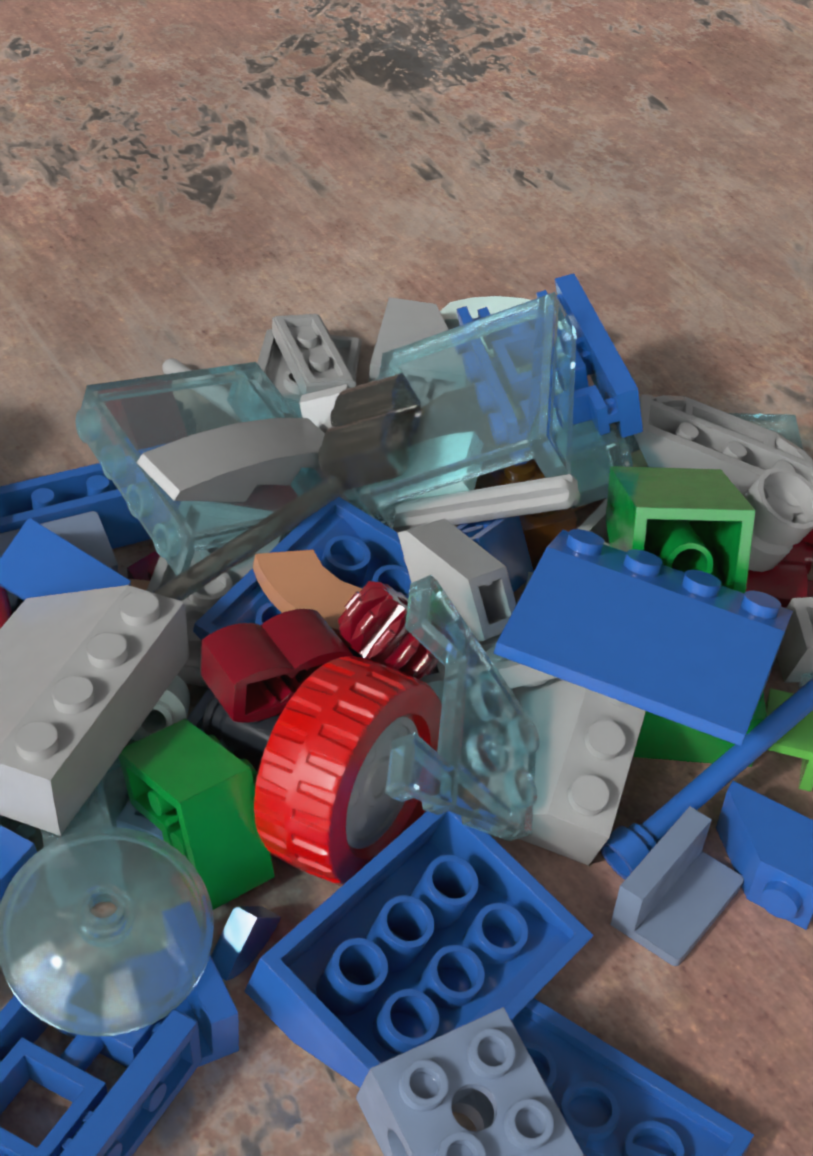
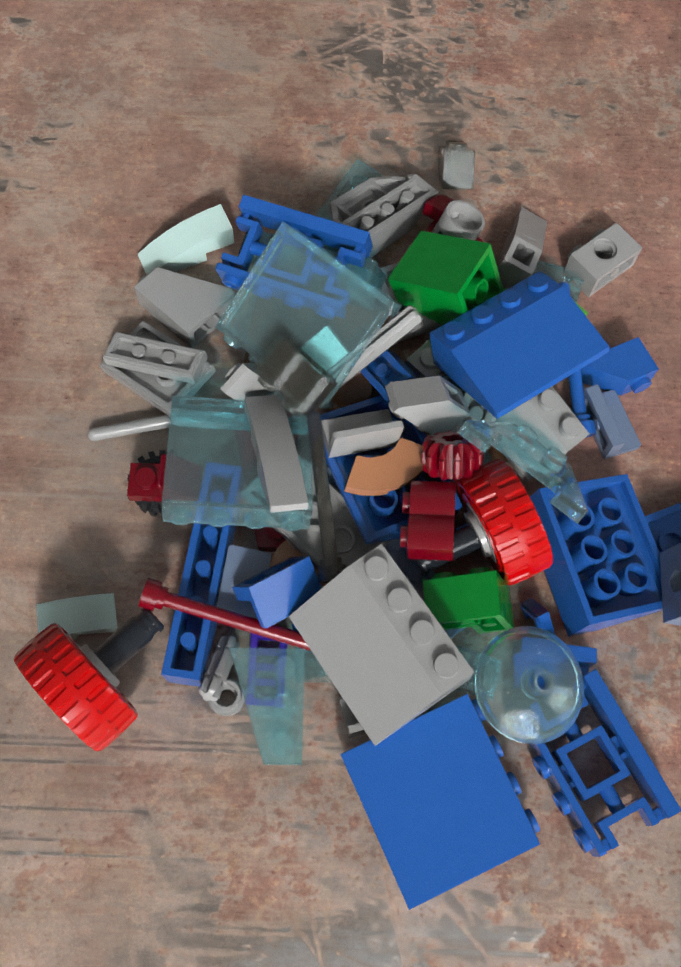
camera: 55 degrees left, 25 degrees up
(347, 540) = (360, 433): none -> light grey panel

